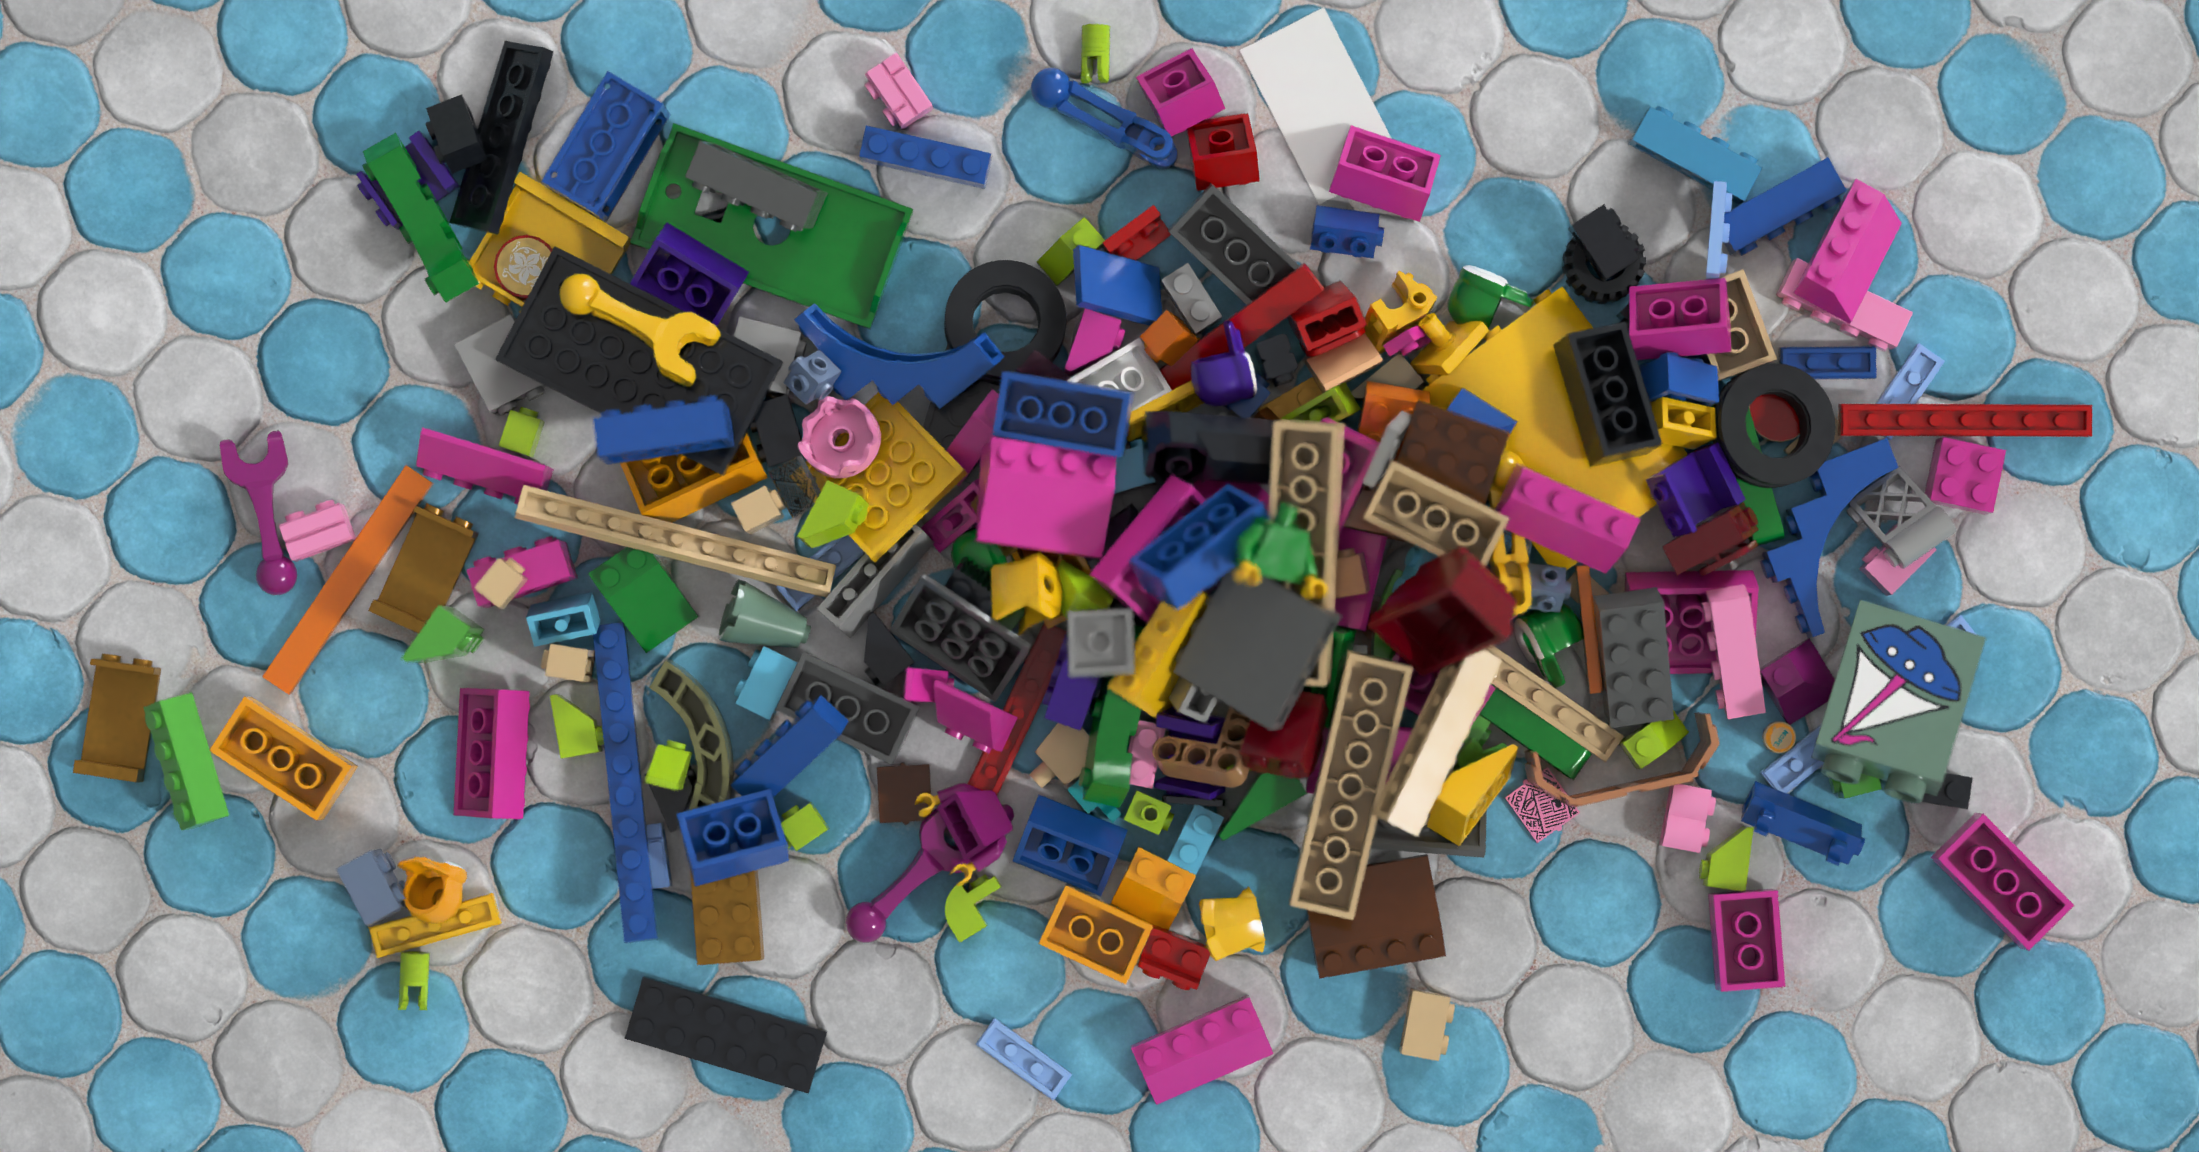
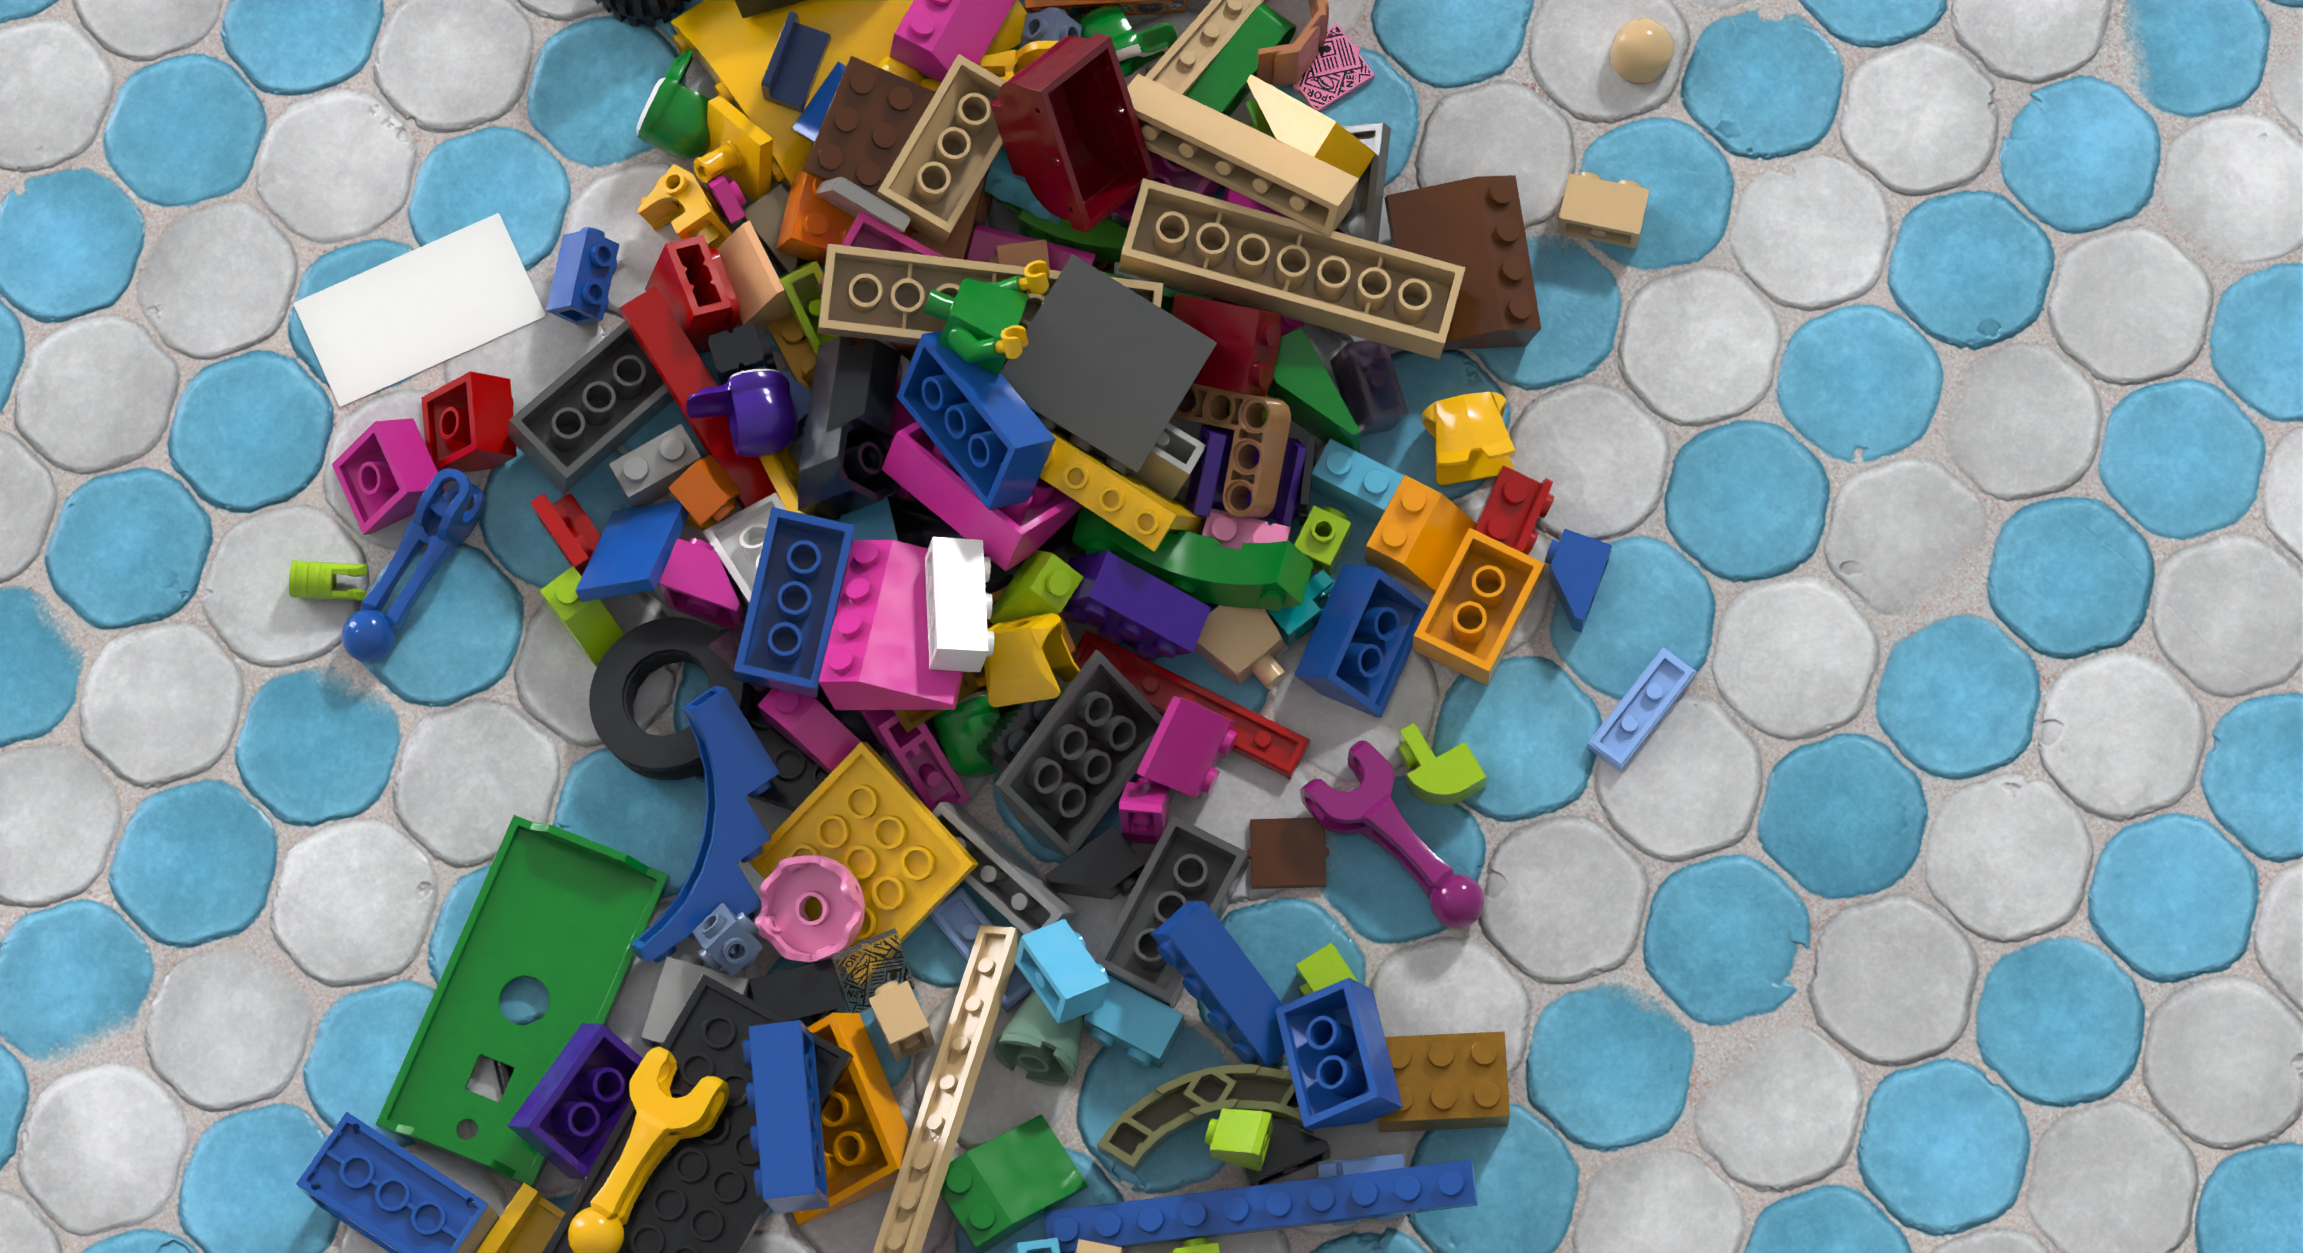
camera: 80 degrees left, 15 degrees down
(726, 1034) = (1604, 1094): black plate -> none
(755, 184) = (466, 1003): dark grey brick -> none
(793, 629) = (1062, 971): none -> medium azure brick
(833, 515) = (912, 911): lime slope -> none
(898, 92) = (357, 830): bright pink brick -> none
(925, 157) = (446, 796): blue brick -> none
(975, 823) = (1328, 748): magenta torso -> none
(1057, 539) = (958, 604): none -> white brick
(1100, 643) = (1095, 554): light grey tile -> none
(1126, 1008) = (1576, 573): none -> blue slope
(1202, 1049) = (1630, 483): dark pink slope -> none
(1269, 845) = (1369, 386): none -> brick
(1385, 173) = (513, 229): dark pink slope -> none
(1511, 389) = (794, 64): none -> dark blue panel
(1563, 1053) = (1641, 50): none -> tan hair

